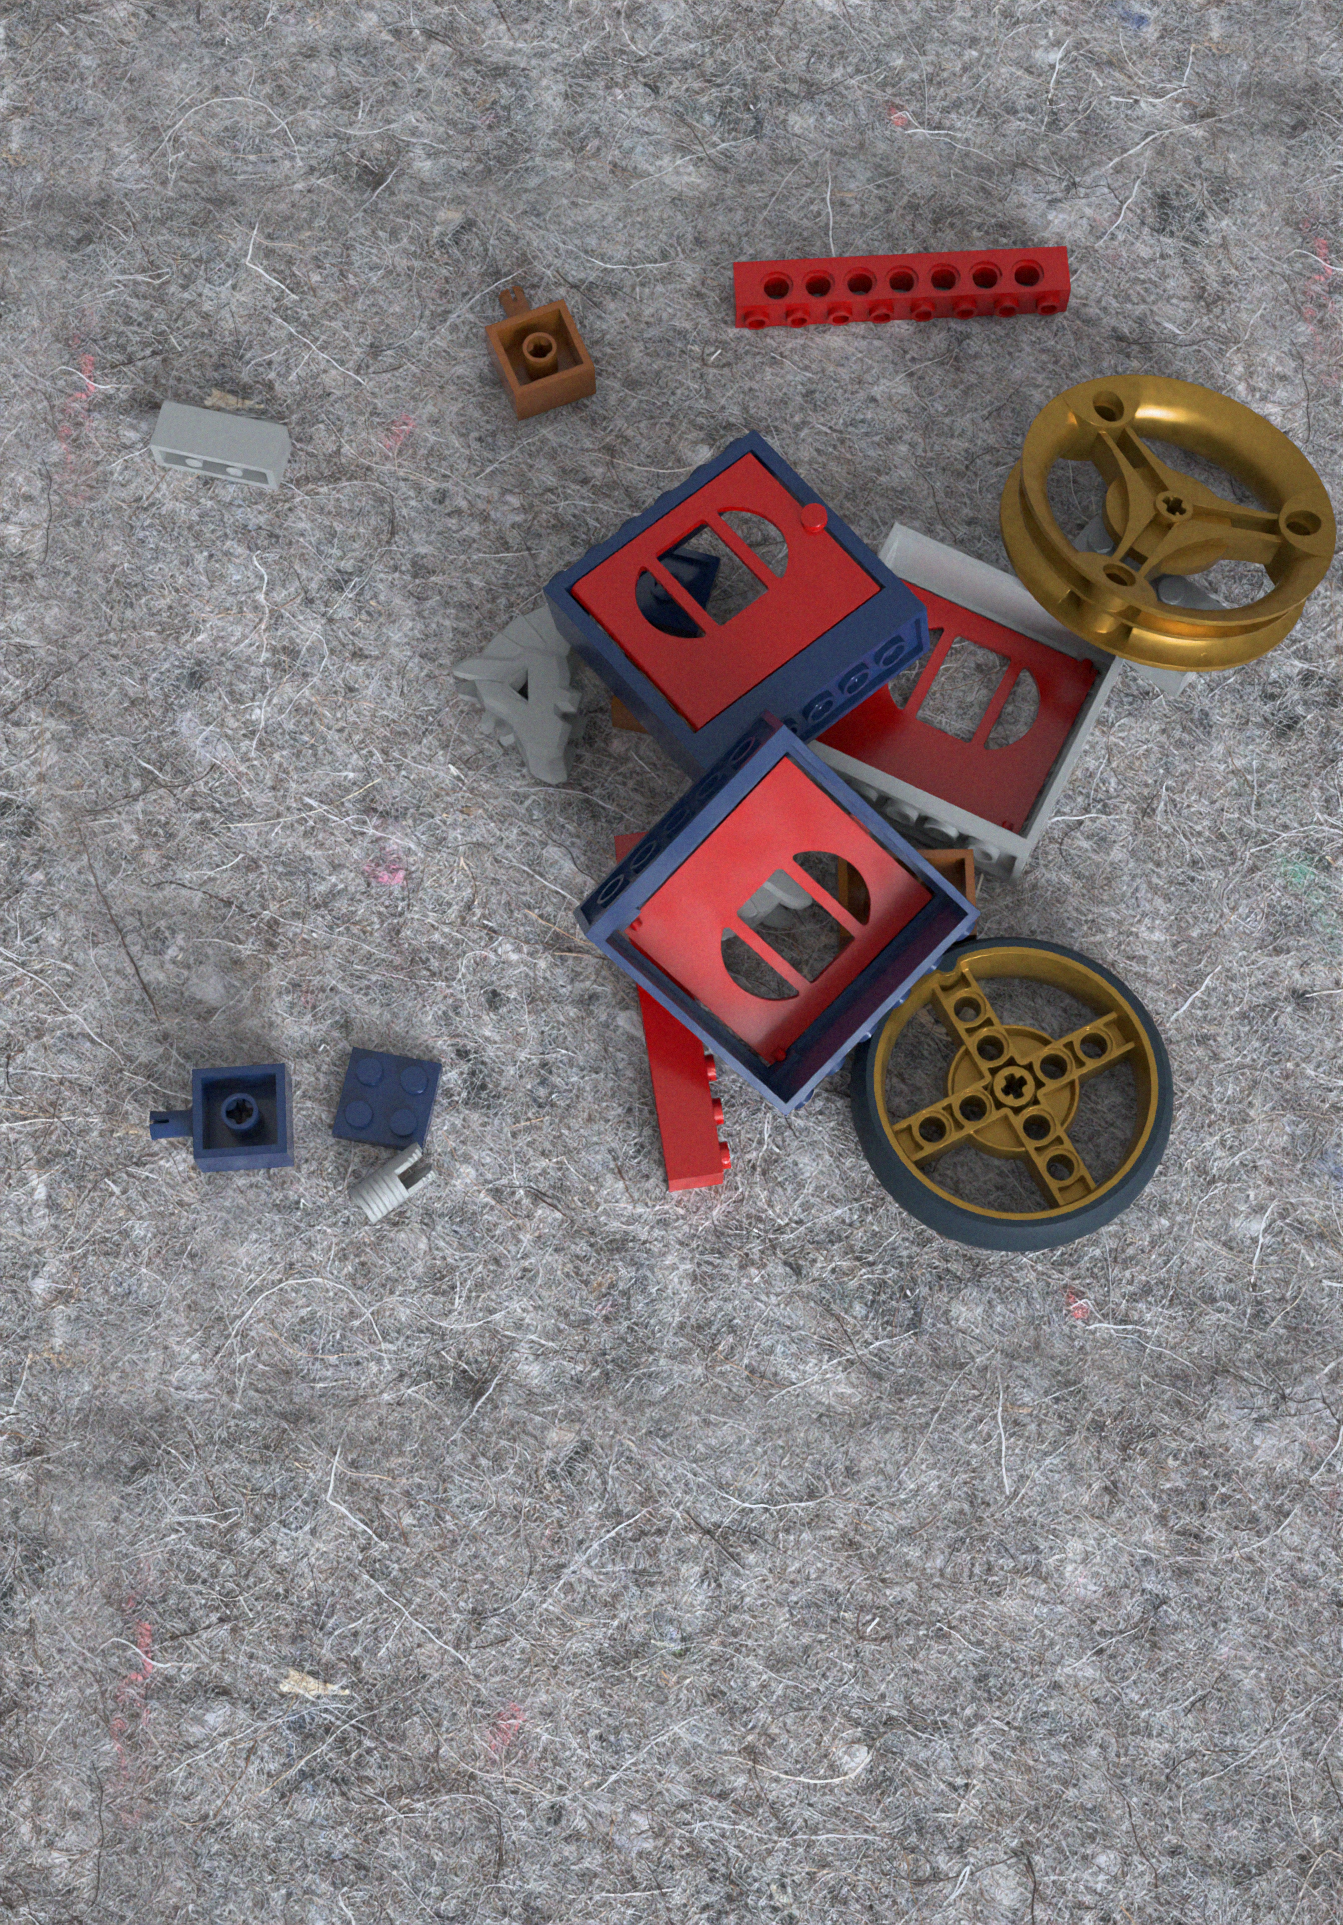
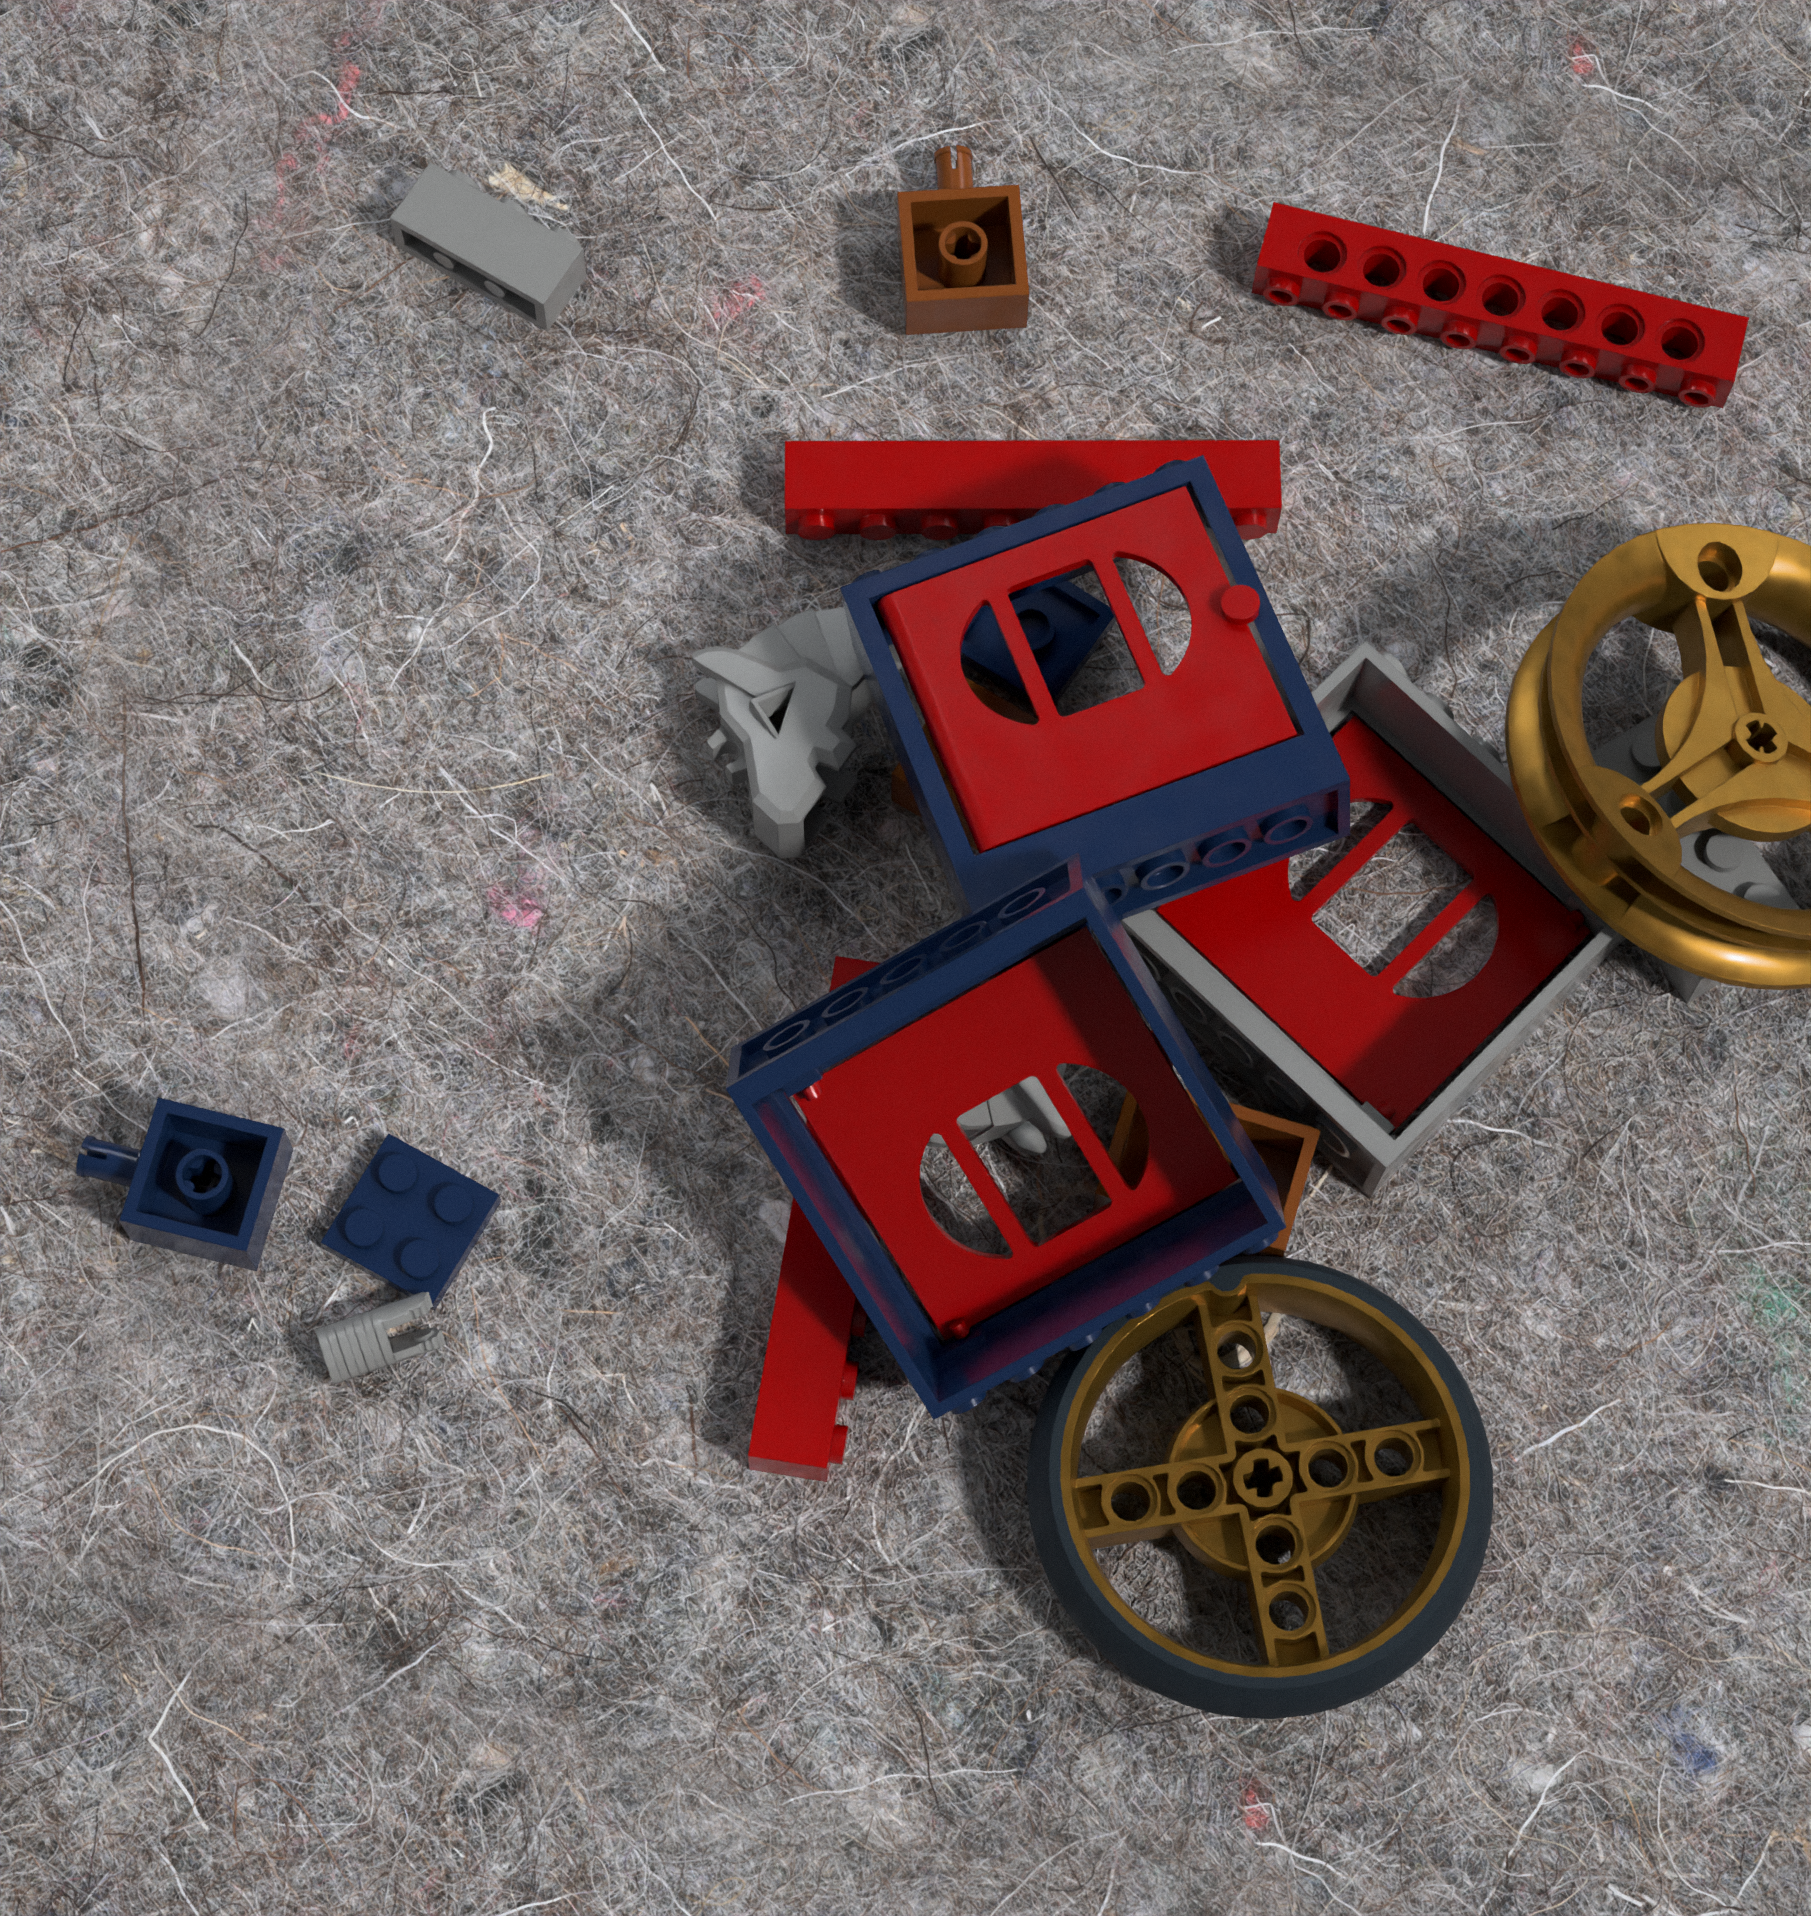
camera: 15 degrees right, 0 degrees up
(598, 504) = (983, 484): none -> red brick

